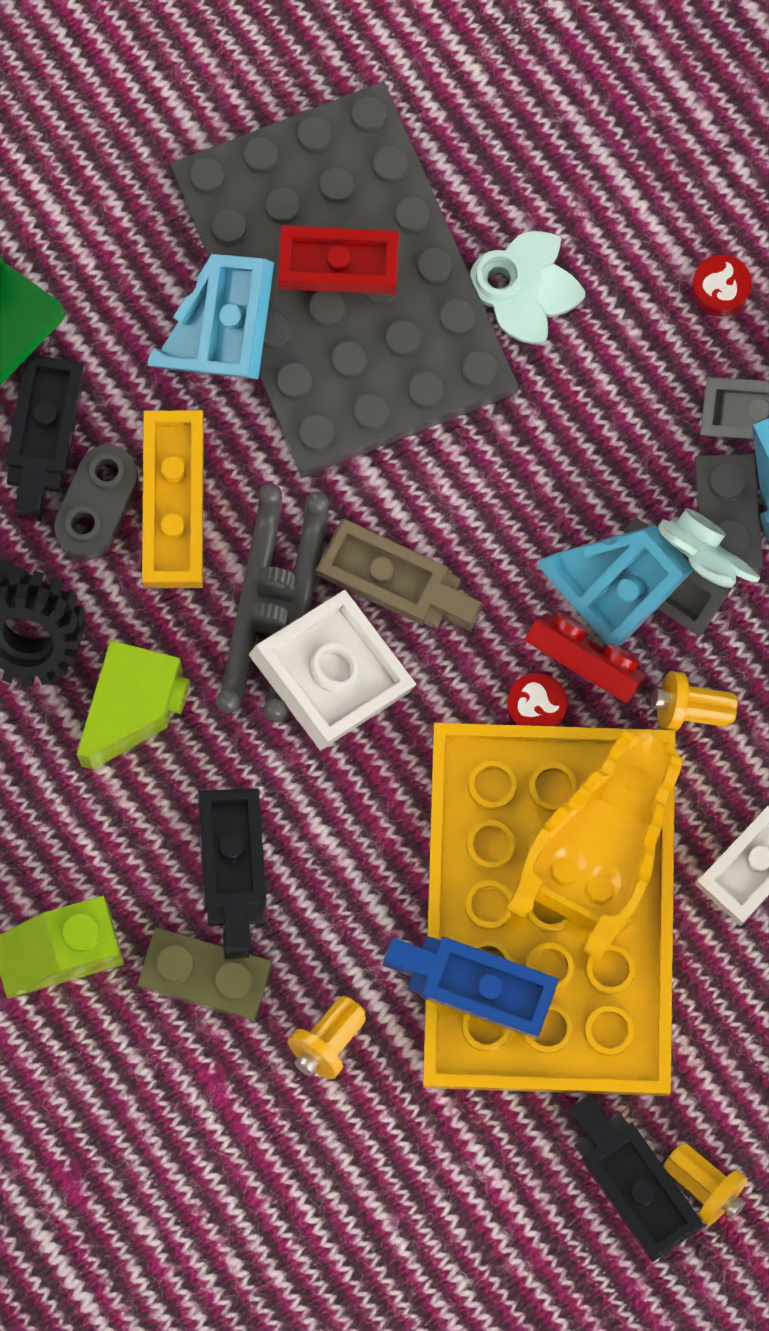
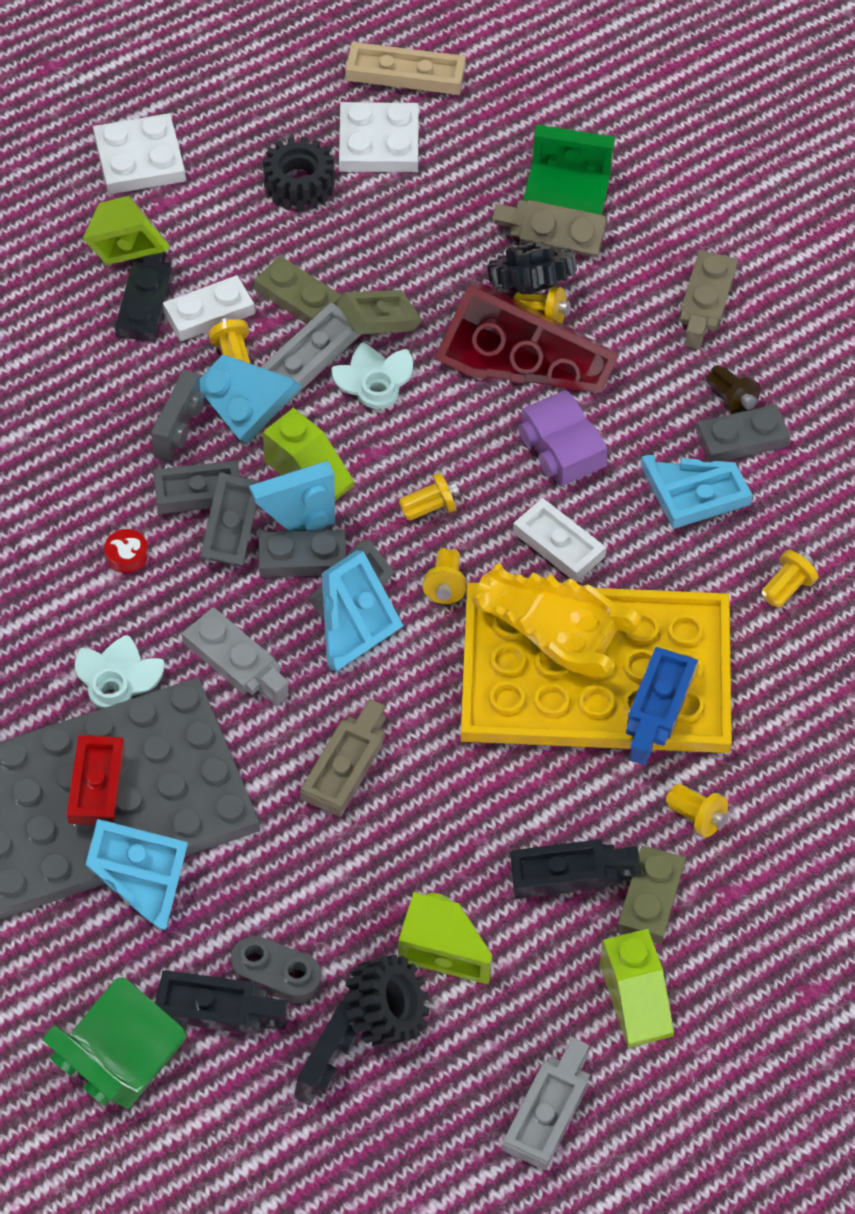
camera: 90 degrees left, 20 degrees down
(173, 499) = (277, 910): yellow plate -> none
(272, 595) = (366, 843): dark grey piece -> none
(332, 669) = (420, 796): white plate -> none
(537, 701) = (442, 674): red tile -> none
(558, 434) = (236, 656): none -> light grey hinge
(606, 667) = (419, 622): red plate -> none
(633, 1180) = (788, 622): black hinge -> none
(700, 541) = (330, 553): light aqua plate -> none

